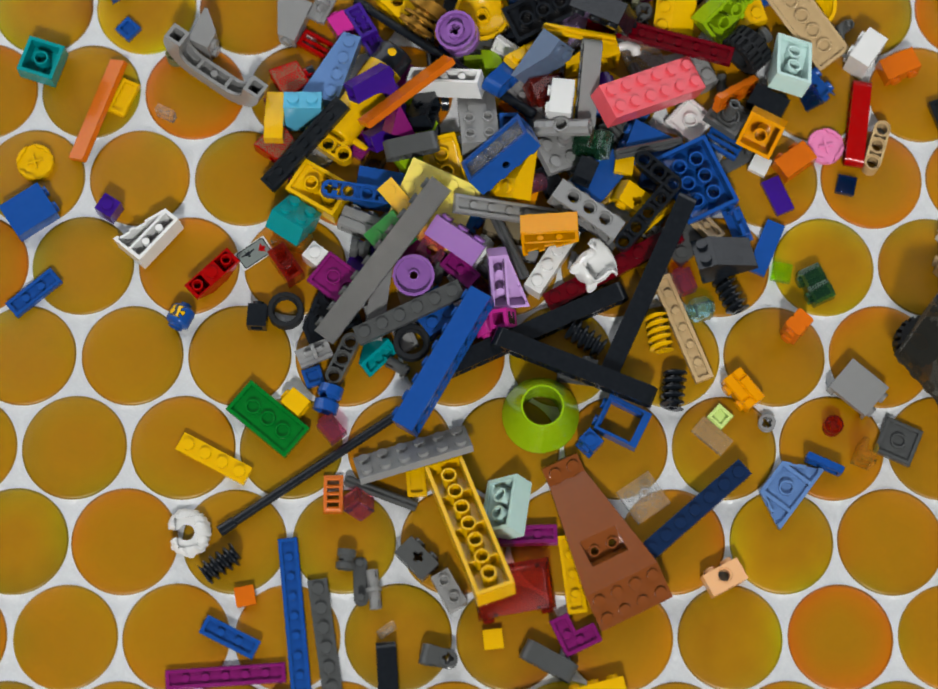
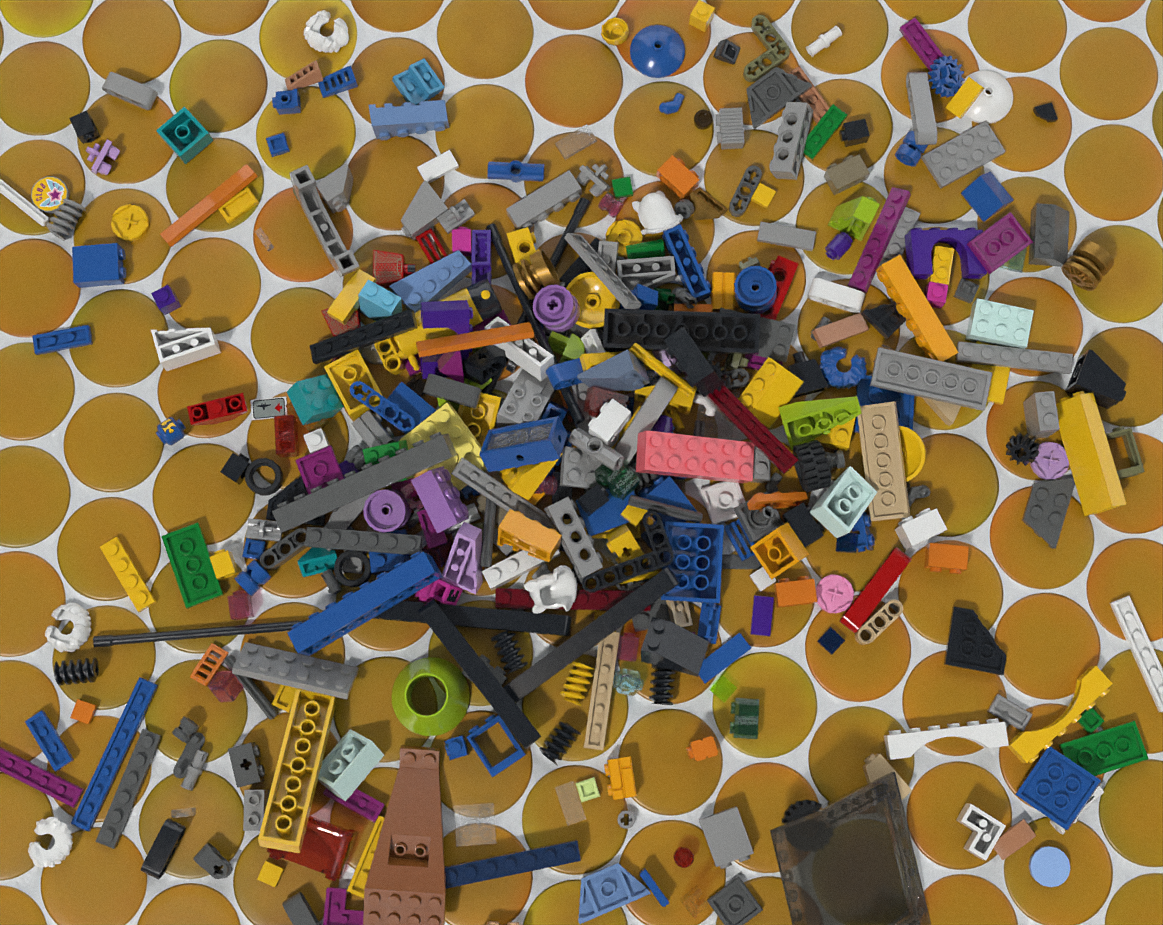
camera: 35 degrees right, 5 degrees up
(394, 195) = (411, 428): yellow plate -> none

